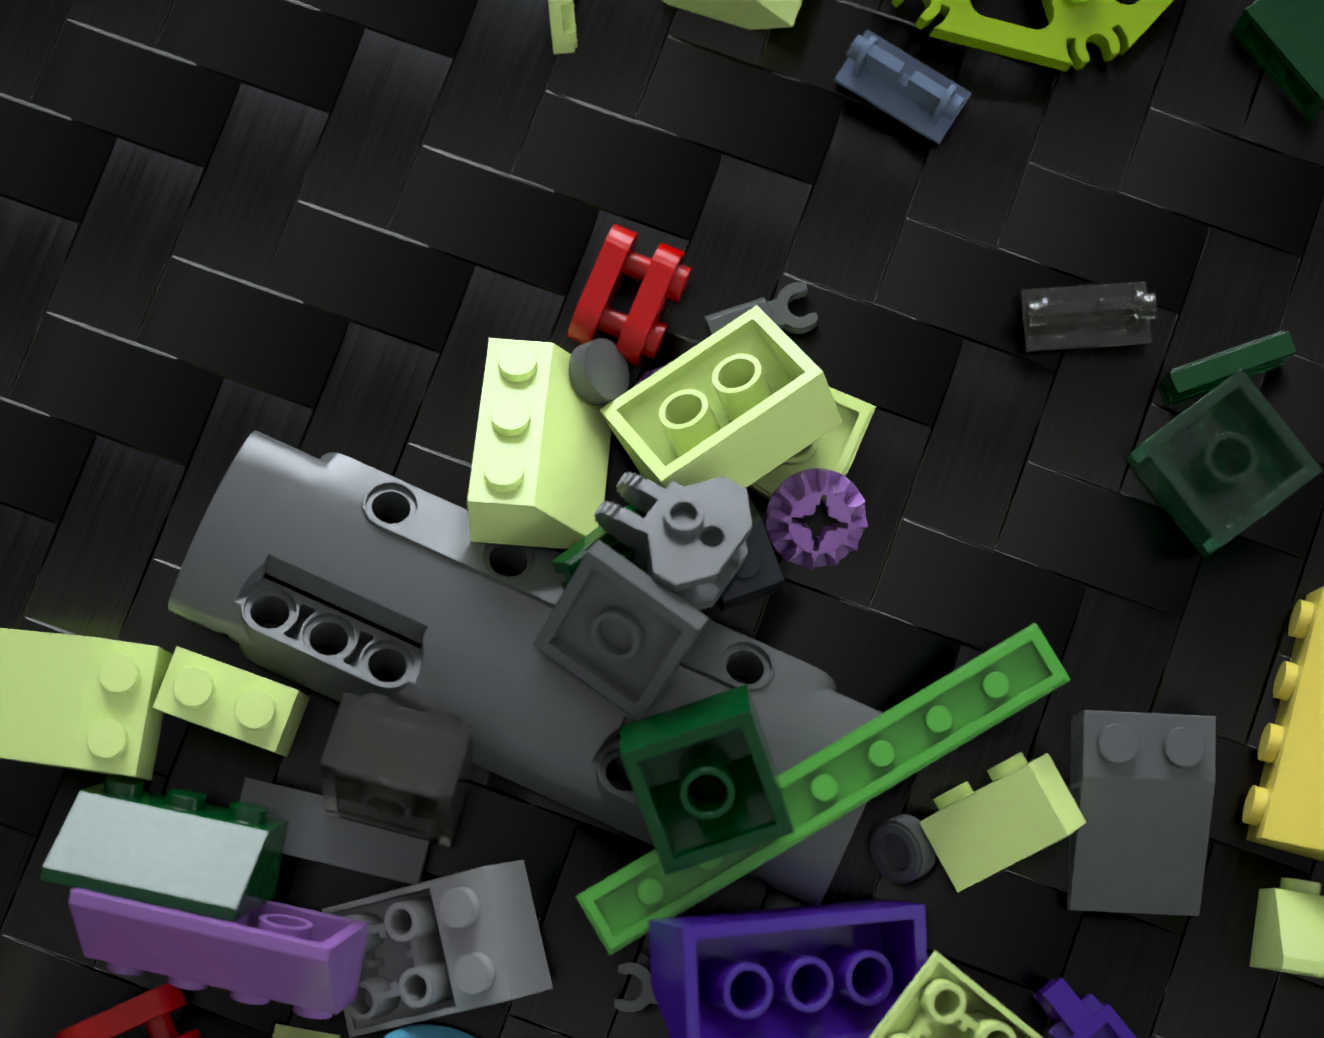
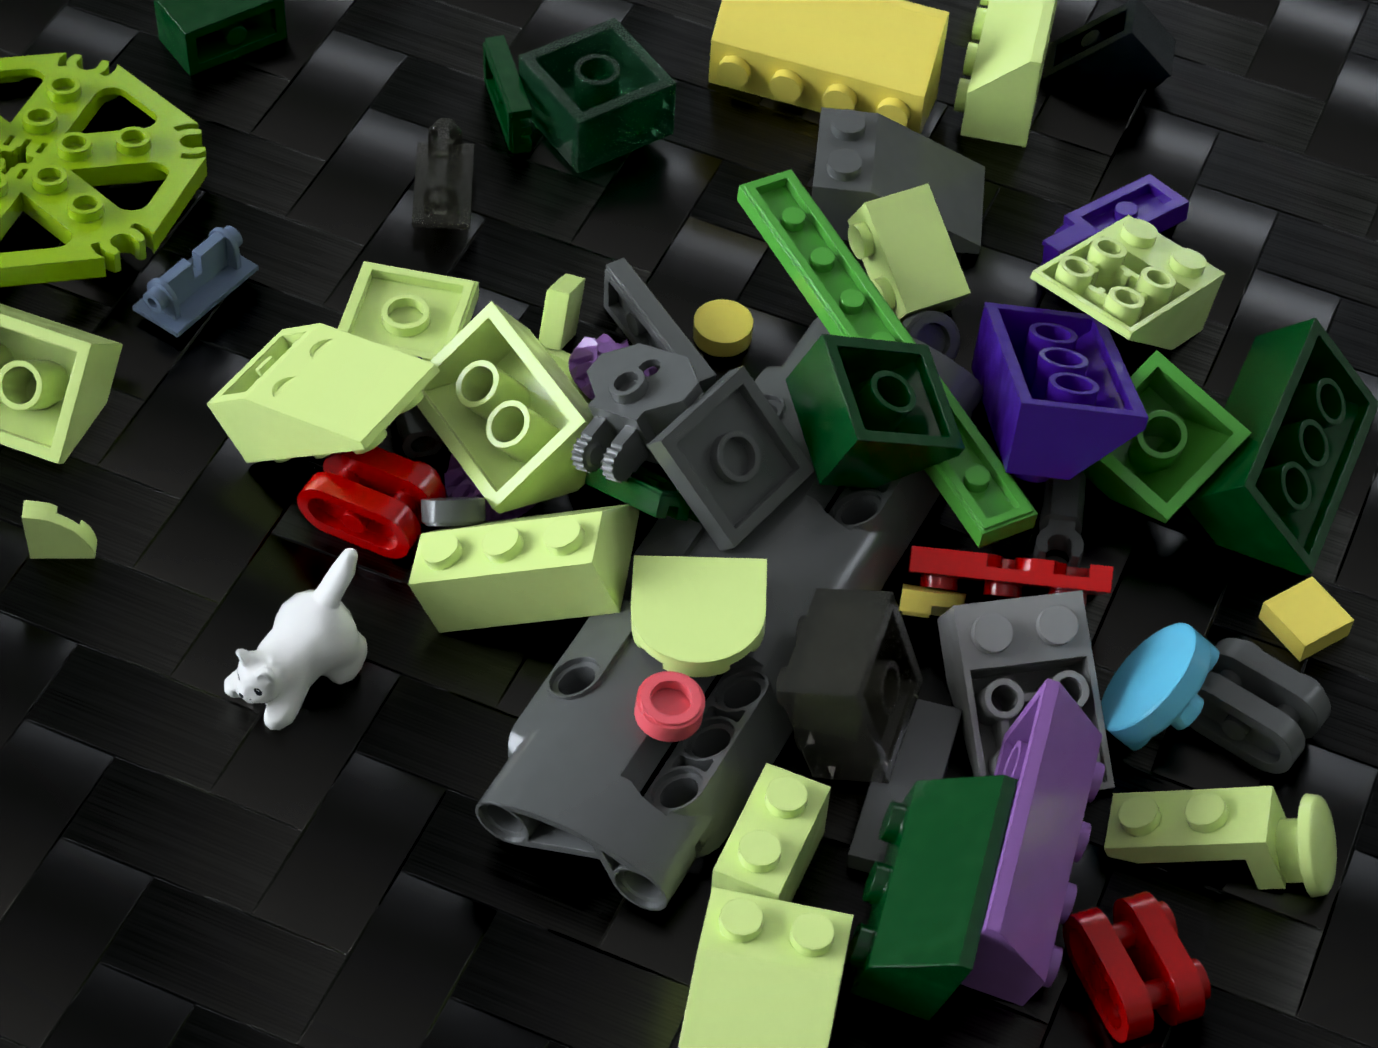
camera: 90 degrees left, 30 degrees down
(340, 592) = (669, 706): none -> coral tile
(438, 254) = (308, 640): none -> white animal
(452, 613) = (698, 610): none -> yellowish green tile
(549, 851) = (928, 601): none -> light yellow tile
(568, 969) = (1005, 577): none -> red wing
(716, 224) = (318, 395): none -> yellowish green slope
(870, 559) = (646, 320): none -> dark grey tile
(885, 301) = (408, 308): none -> yellowish green tile
(889, 455) = (561, 311): none -> yellowish green tile
(909, 628) = (722, 328): none -> light yellow tile

